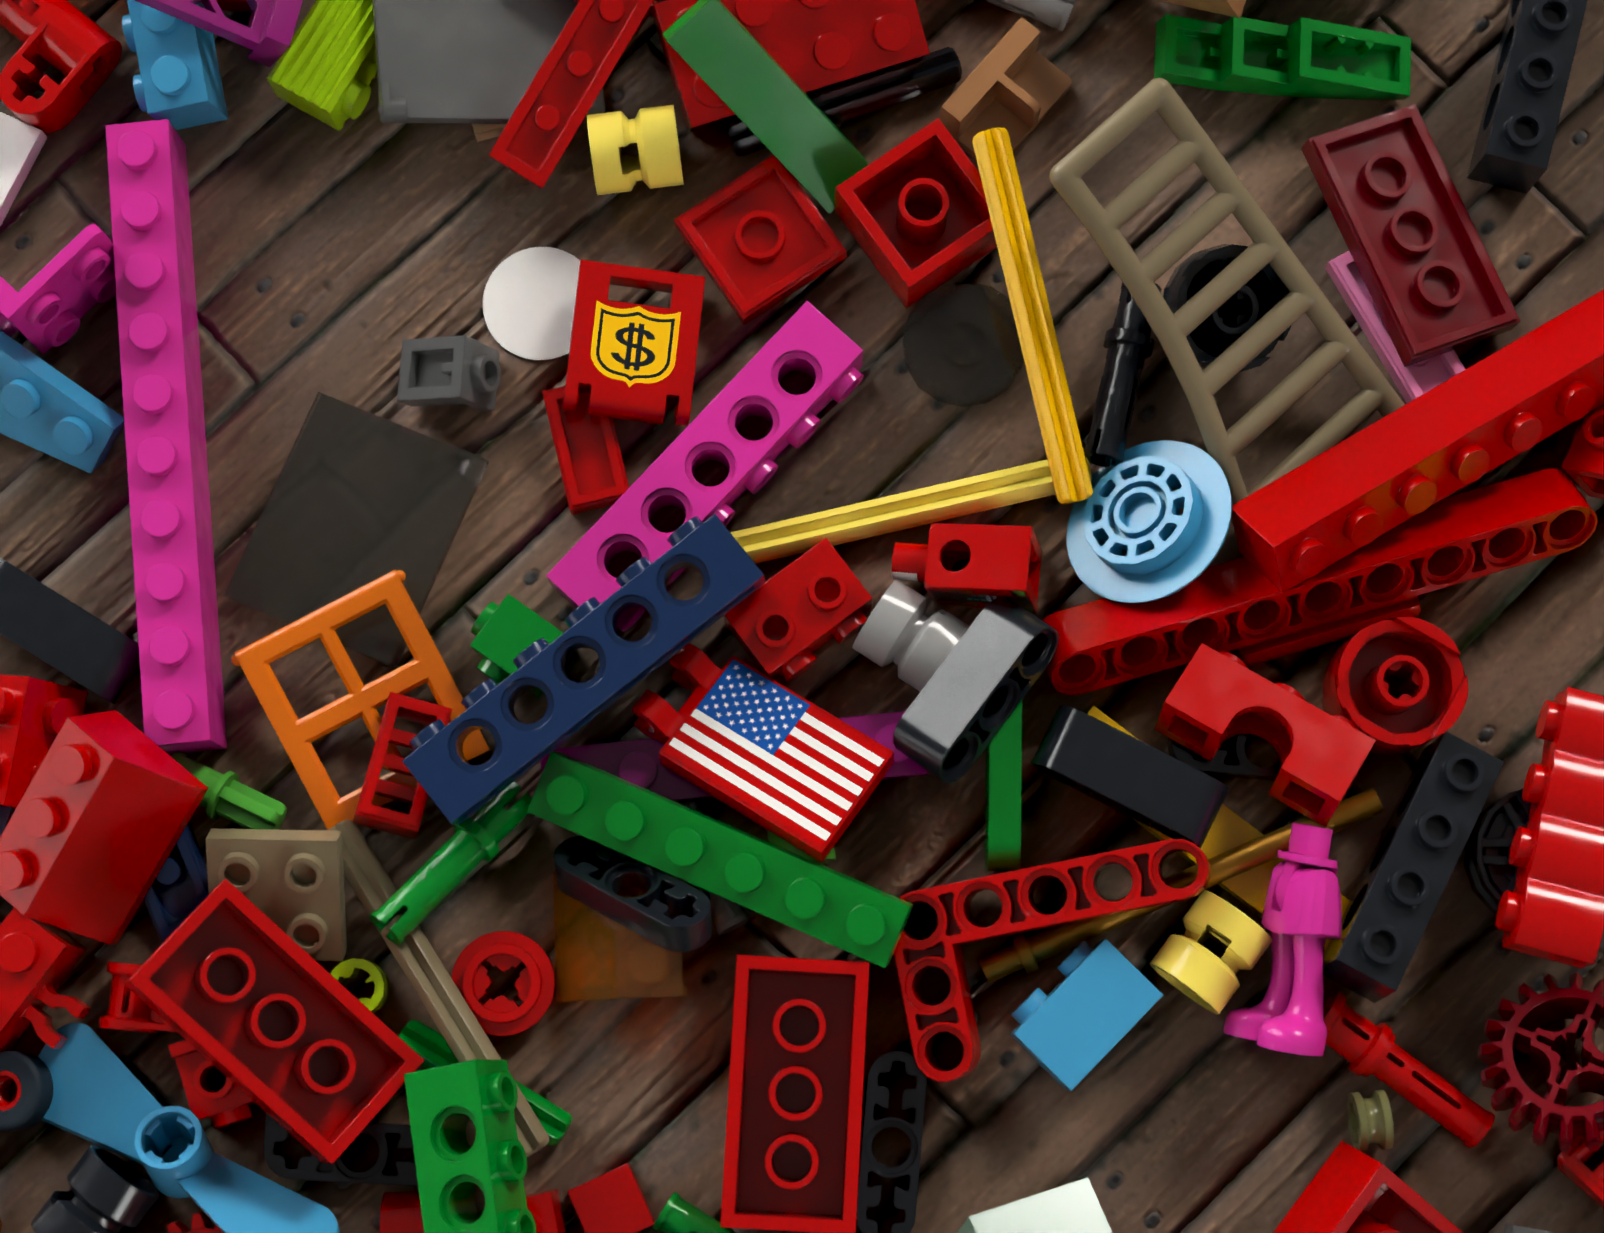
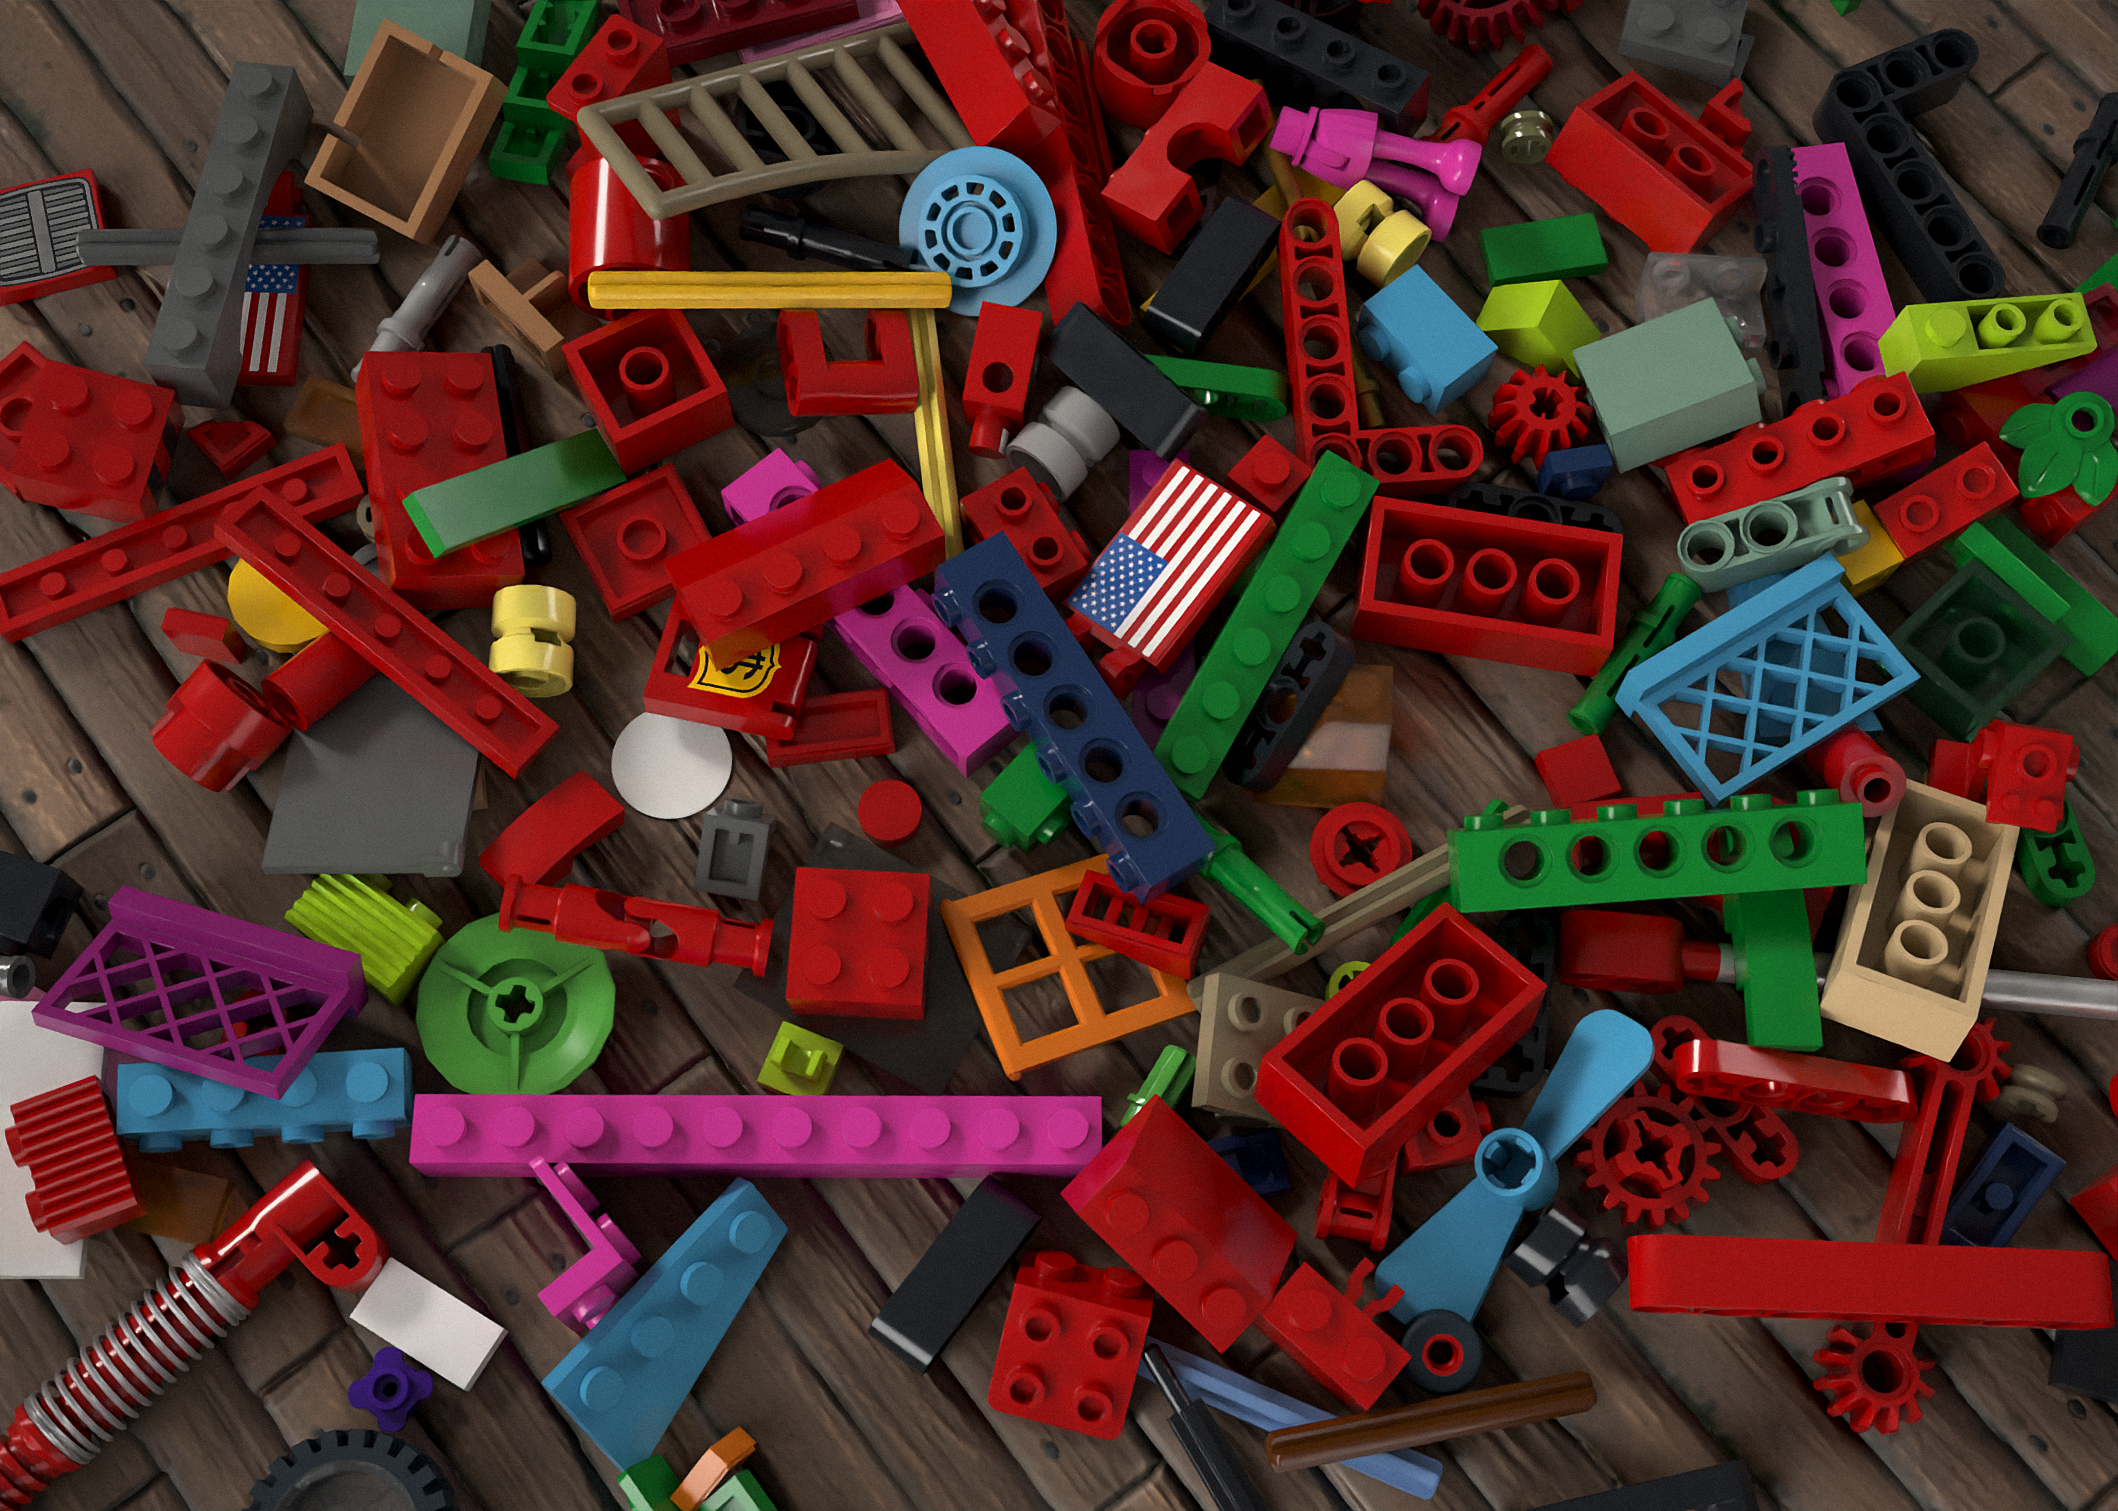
camera: 90 degrees left, 10 degrees down
(246, 464) = (800, 1062): none -> lime tile
(250, 164) = (474, 1037): none -> bright green piece
(349, 499) = (859, 943): none -> red brick
(350, 311) = (625, 924): none -> red piece
(444, 201) = (553, 831): none -> red slope
(503, 515) = (890, 813): none -> red tile
(730, 387) = (807, 562): none -> red slope
(888, 853) = (1269, 478): none -> red brick
(947, 1189) = (1574, 472): none -> dark blue plate
(950, 415) = (872, 386): none -> red connector
(1017, 1126) = (1539, 415): none -> red gear
(1049, 135) = (617, 234): none -> red cylinder
(1130, 1142) = (1538, 325): none -> lime slope
(1231, 1146) = (1542, 250): none -> green tile
(1242, 115) = (612, 65): none -> red panel

